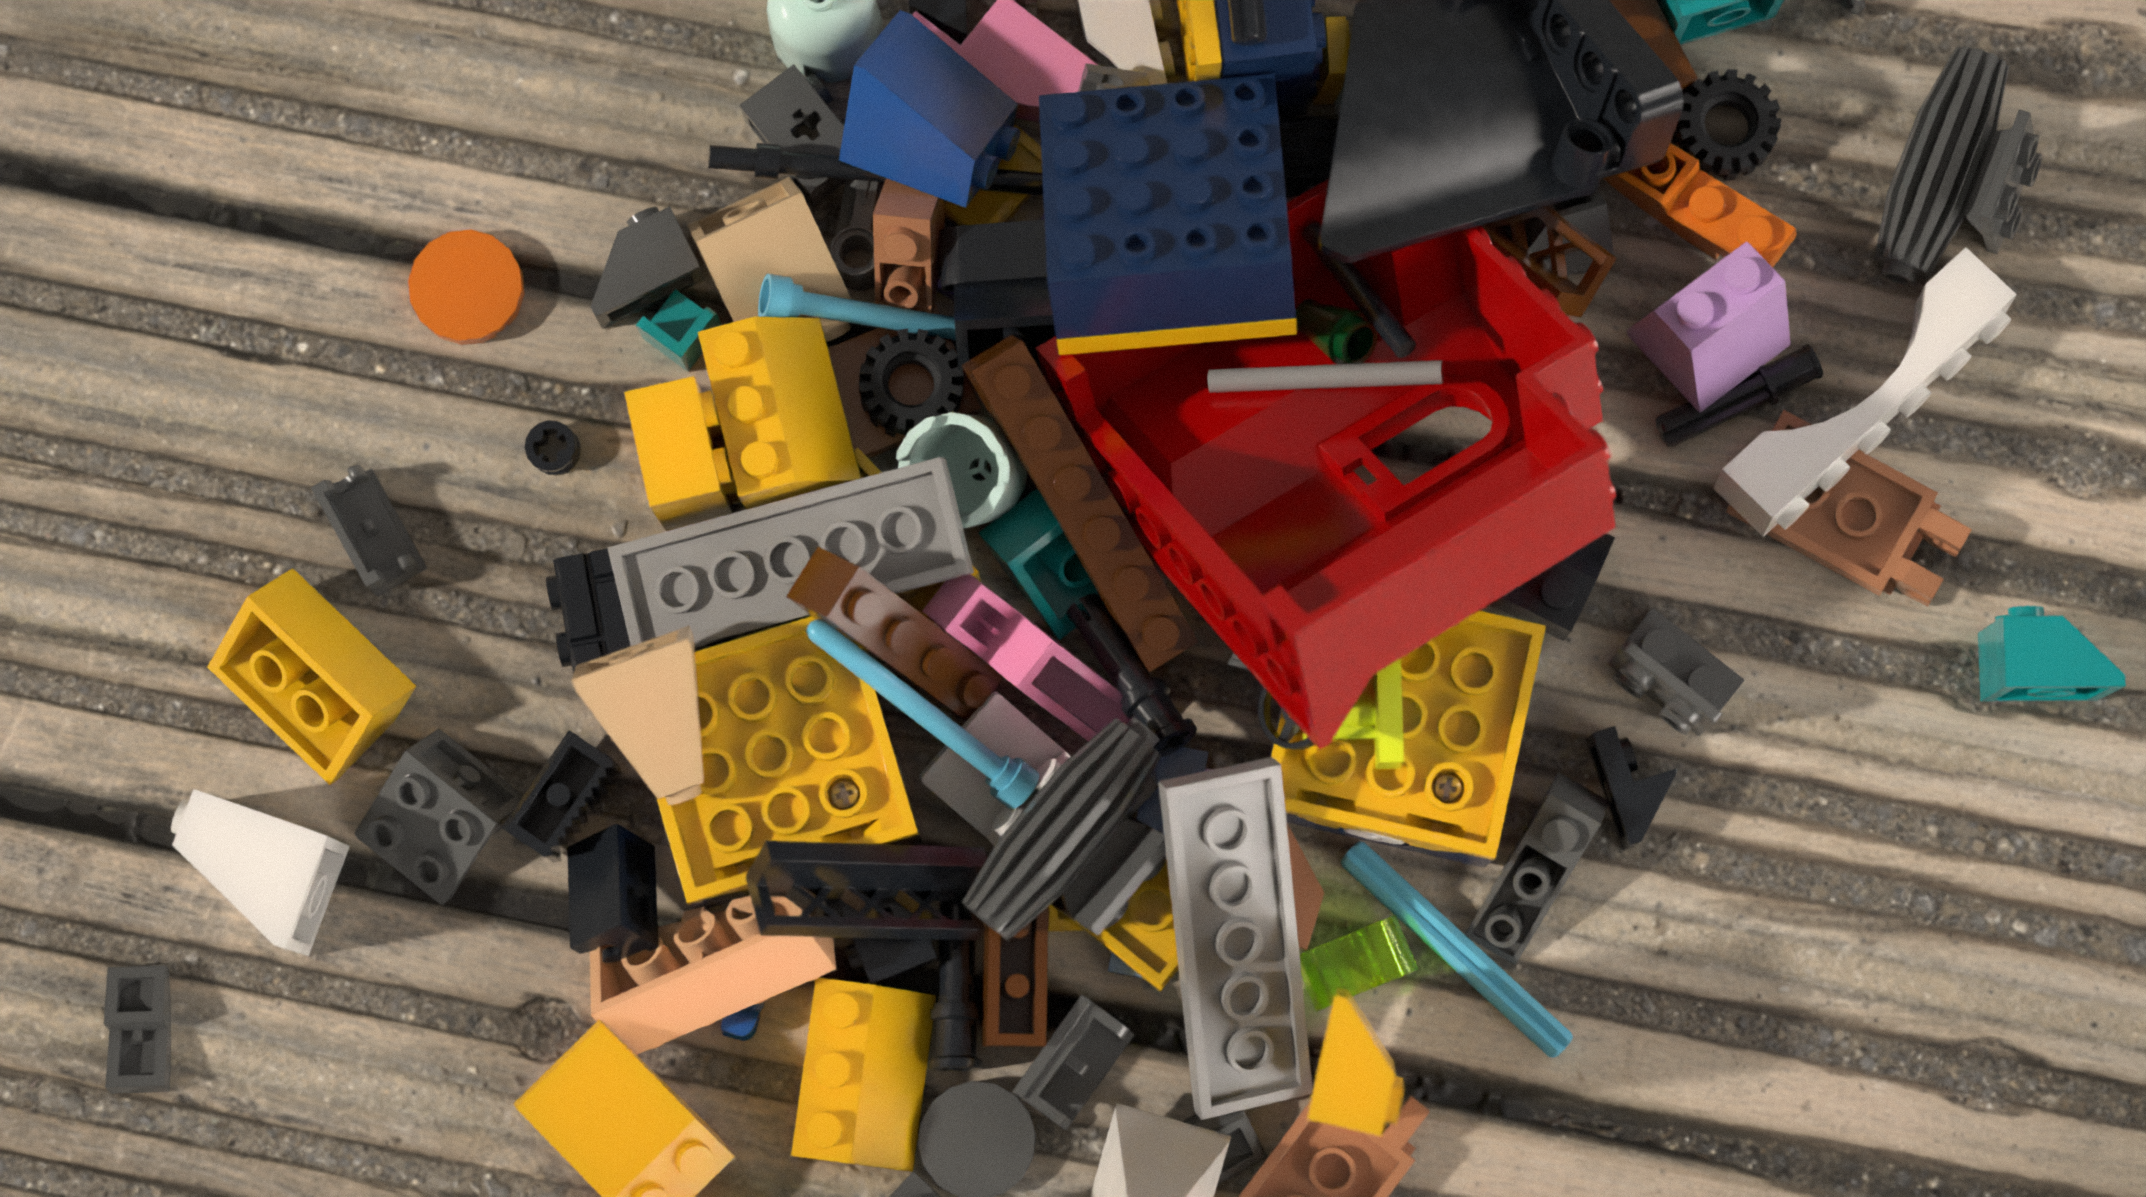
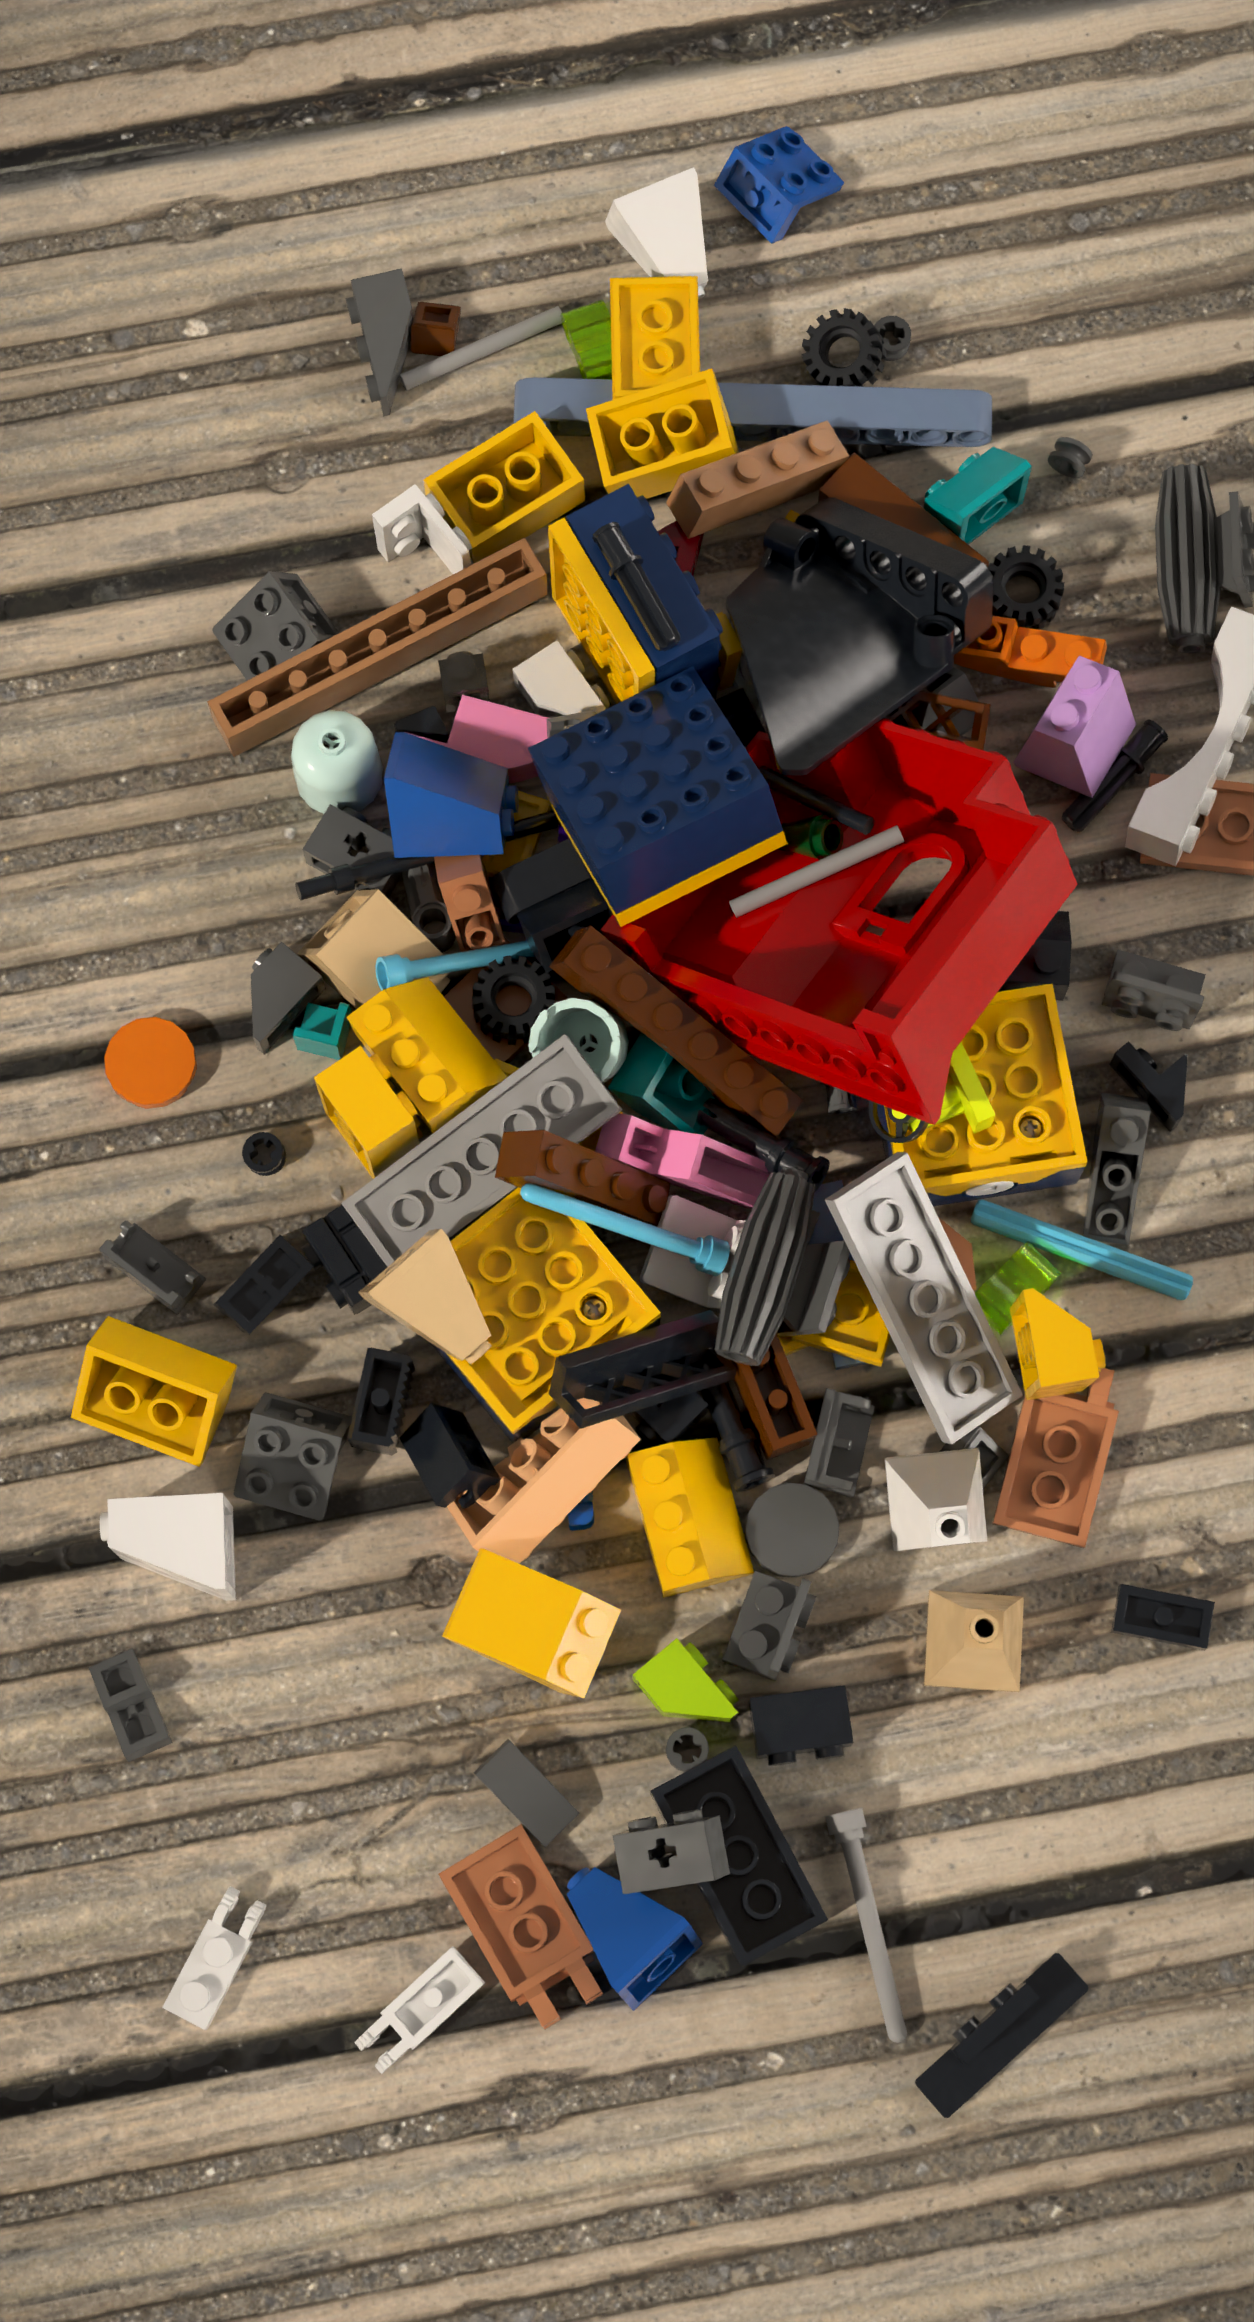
camera: 25 degrees left, 5 degrees down
(485, 604) = (263, 1285): none -> black hinge

